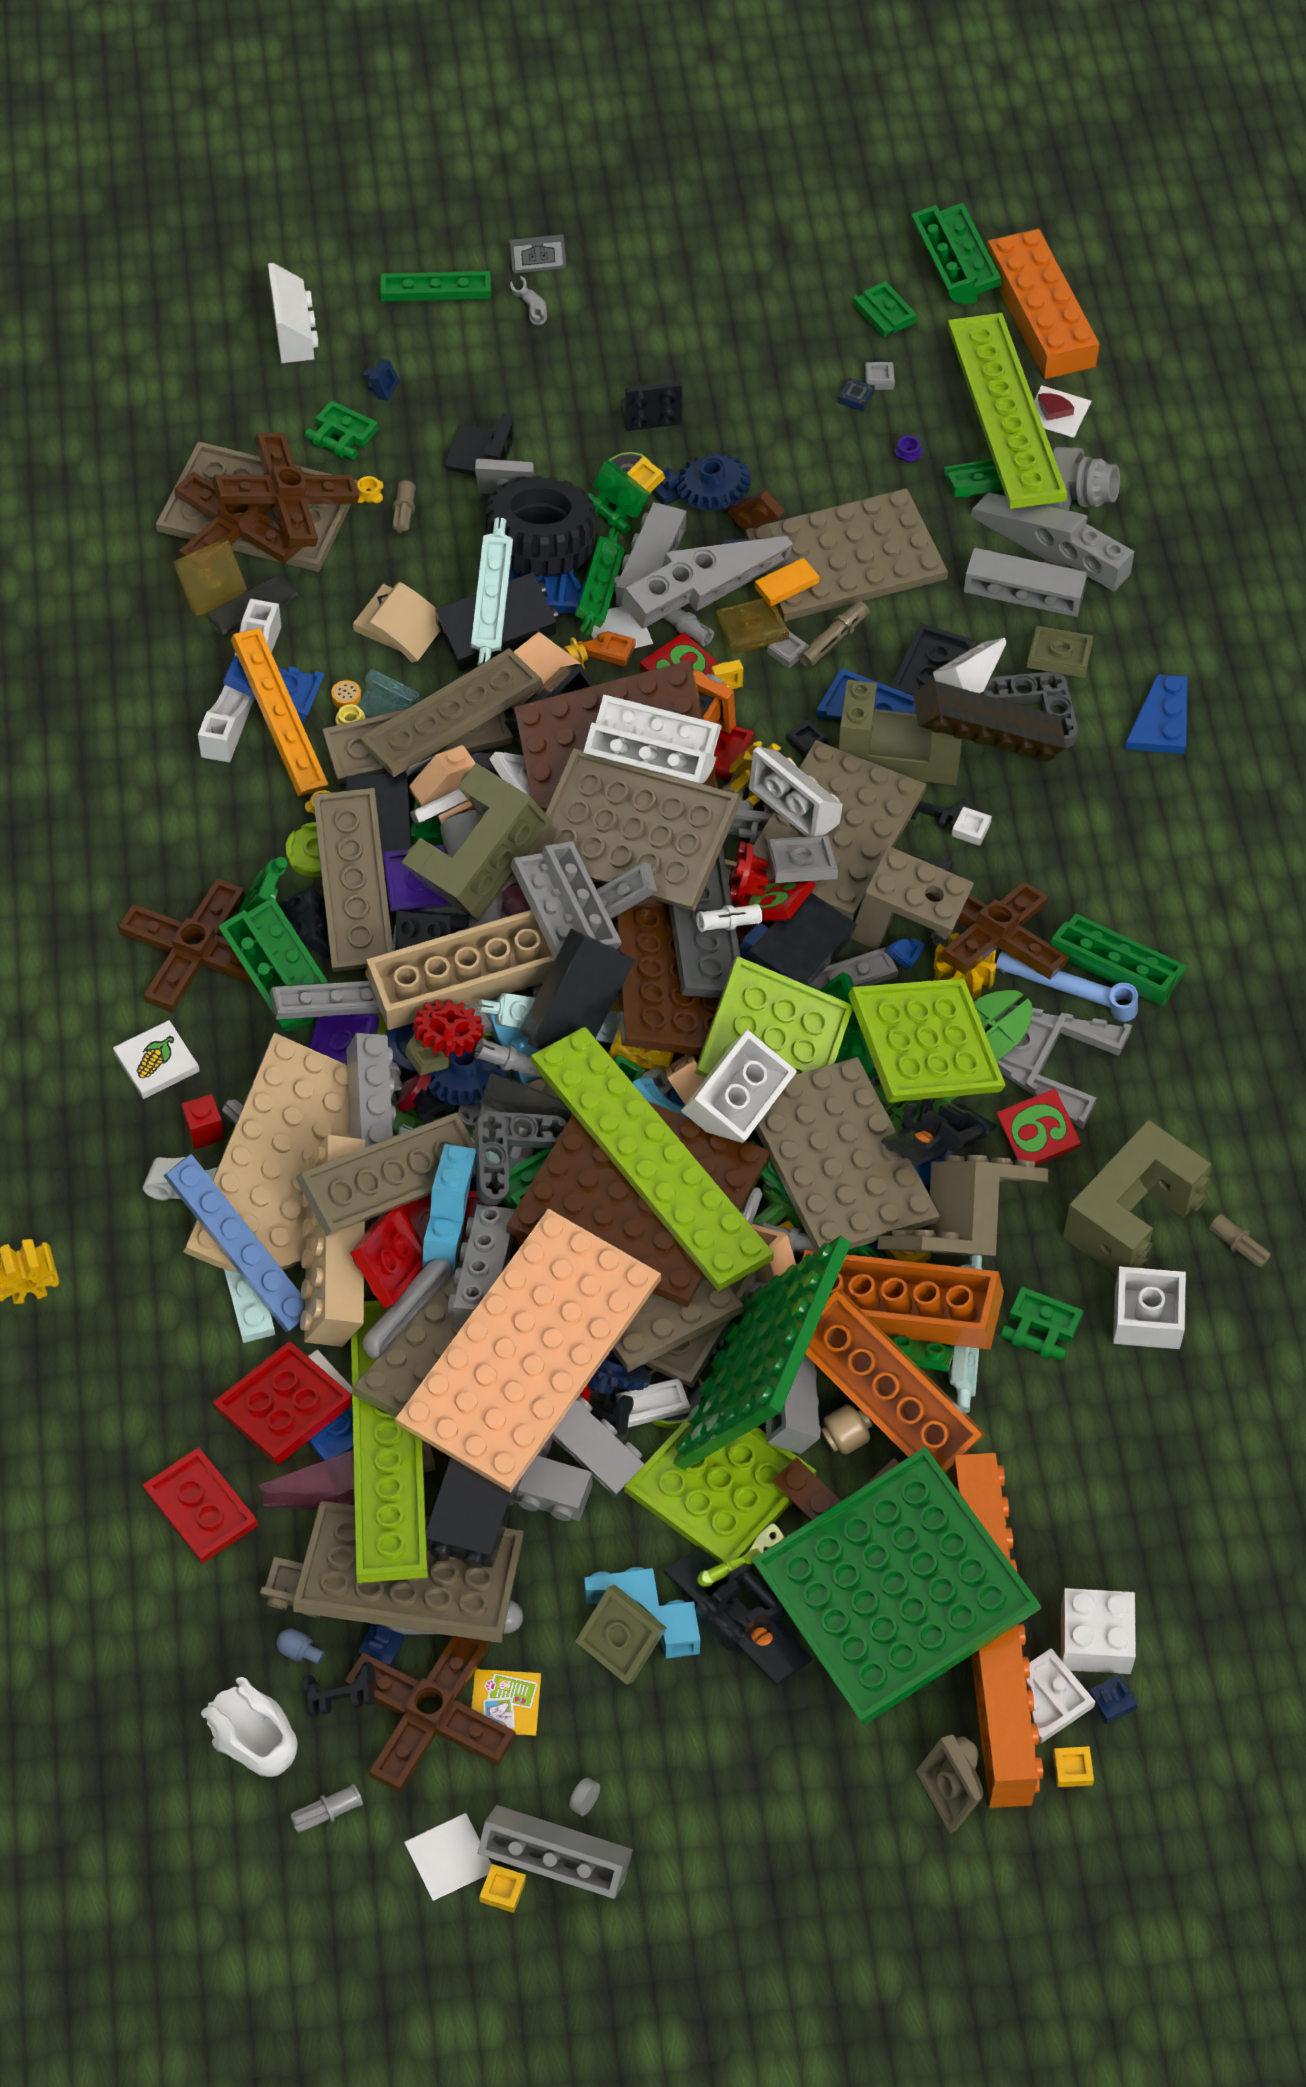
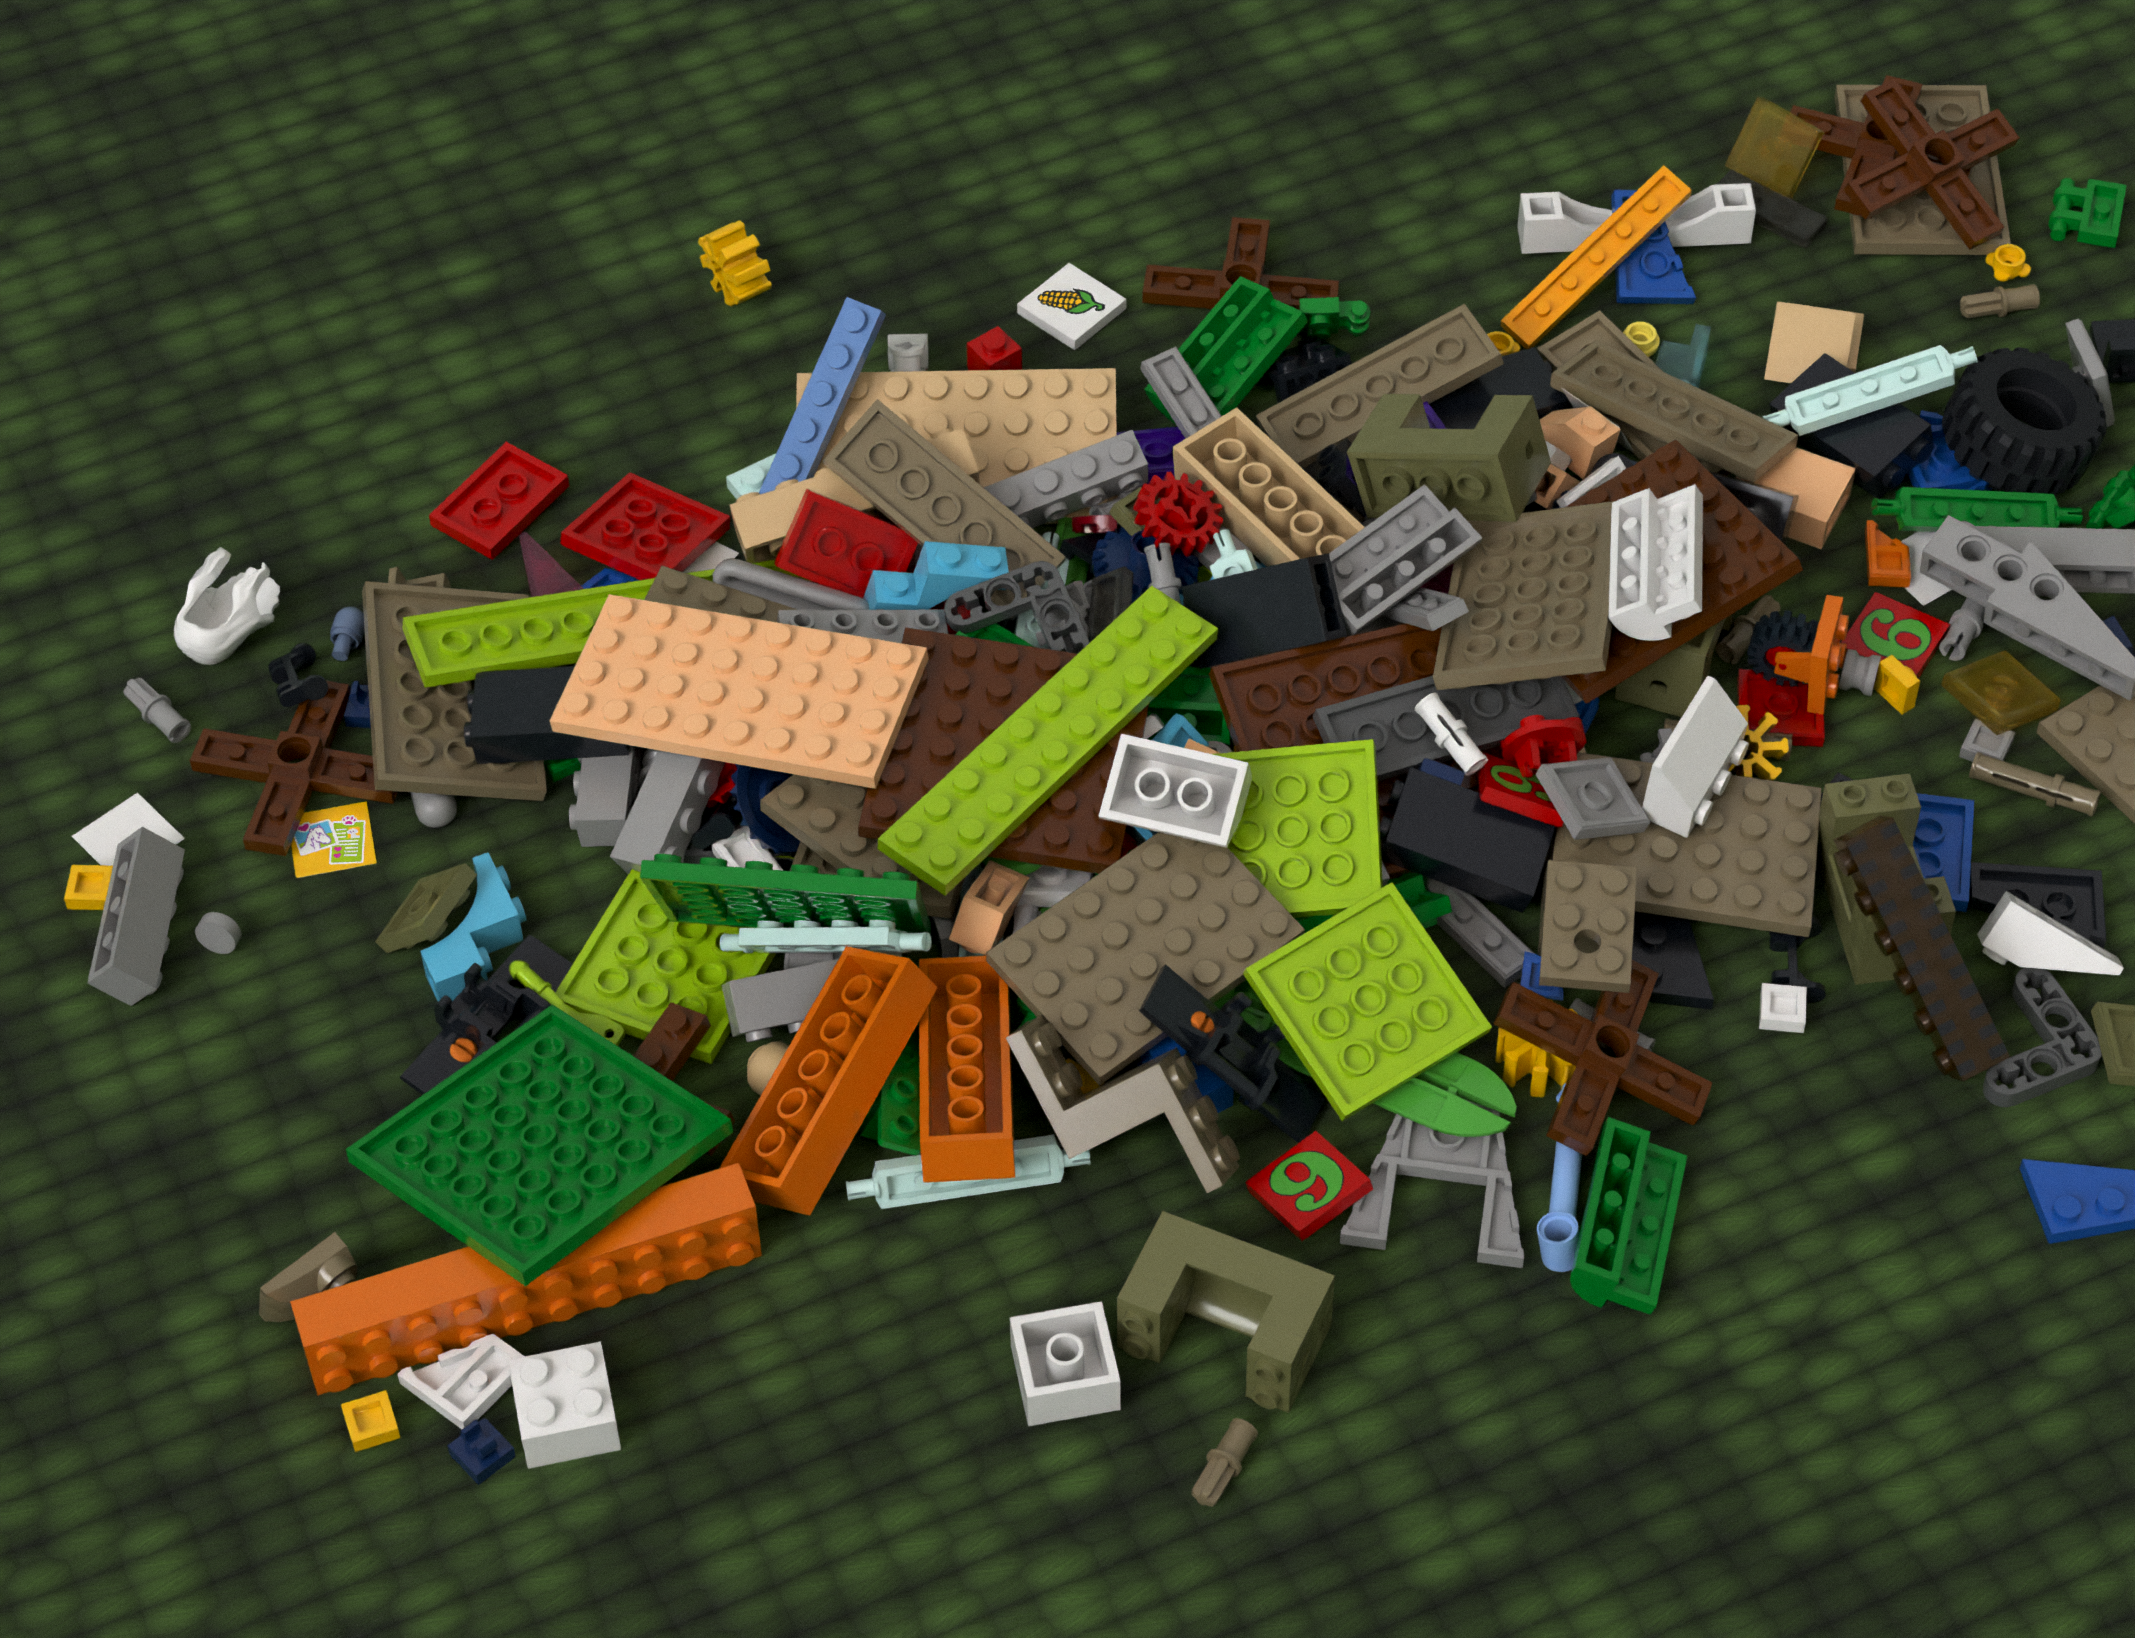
camera: 75 degrees right, 5 degrees down
(345, 693) = (1676, 327): tile -> none
(577, 651) = (1849, 523): yellow plate -> none
(787, 582) = (2085, 703): light orange tile -> none
(1045, 1315) = (1022, 1258): green plate -> none

